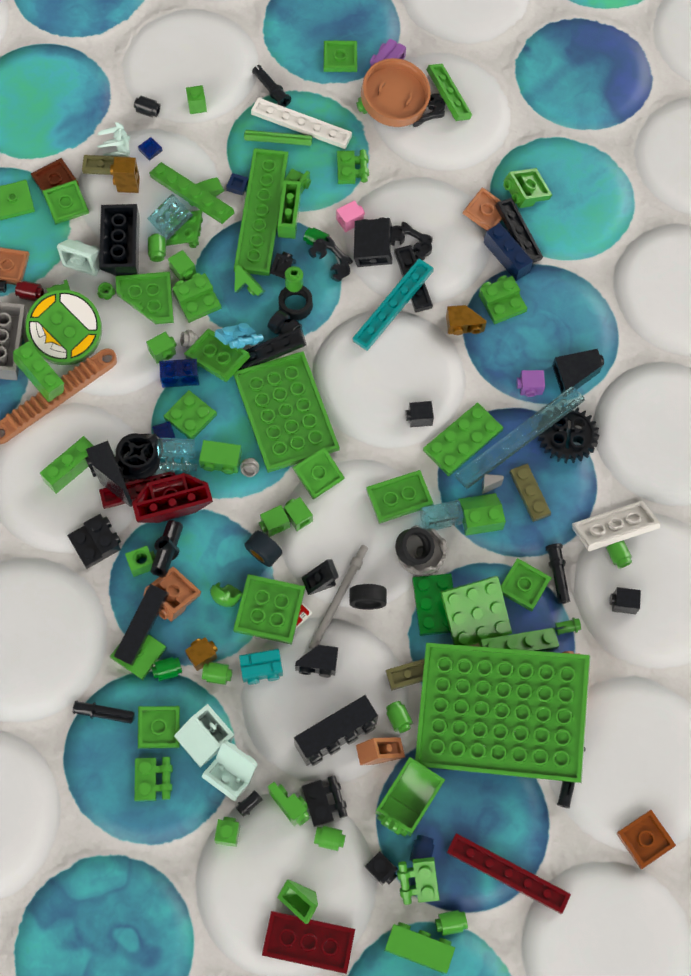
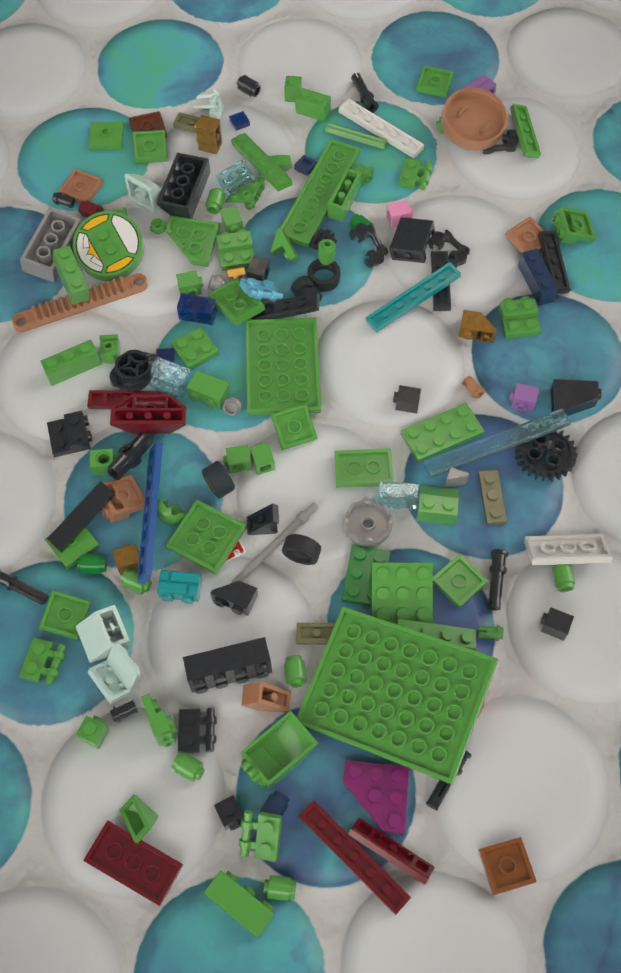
camera: 20 degrees right, 5 degrees down
(104, 432) = (109, 348): none -> bright green brick
(105, 467) = (100, 371): black slope -> none
(204, 321) = (235, 272): none -> pearl gold plate
(208, 601) = (150, 513): none -> blue tile
(223, 113) = (313, 104): none -> bright green brick
(227, 313) = (258, 268): none -> black brick
(428, 546) = (374, 510): black tyre -> none
(480, 385) = (475, 390): none -> nougat pin
(512, 806) = (380, 792): none -> magenta plate
(540, 857) = (391, 851): none -> dark red plate

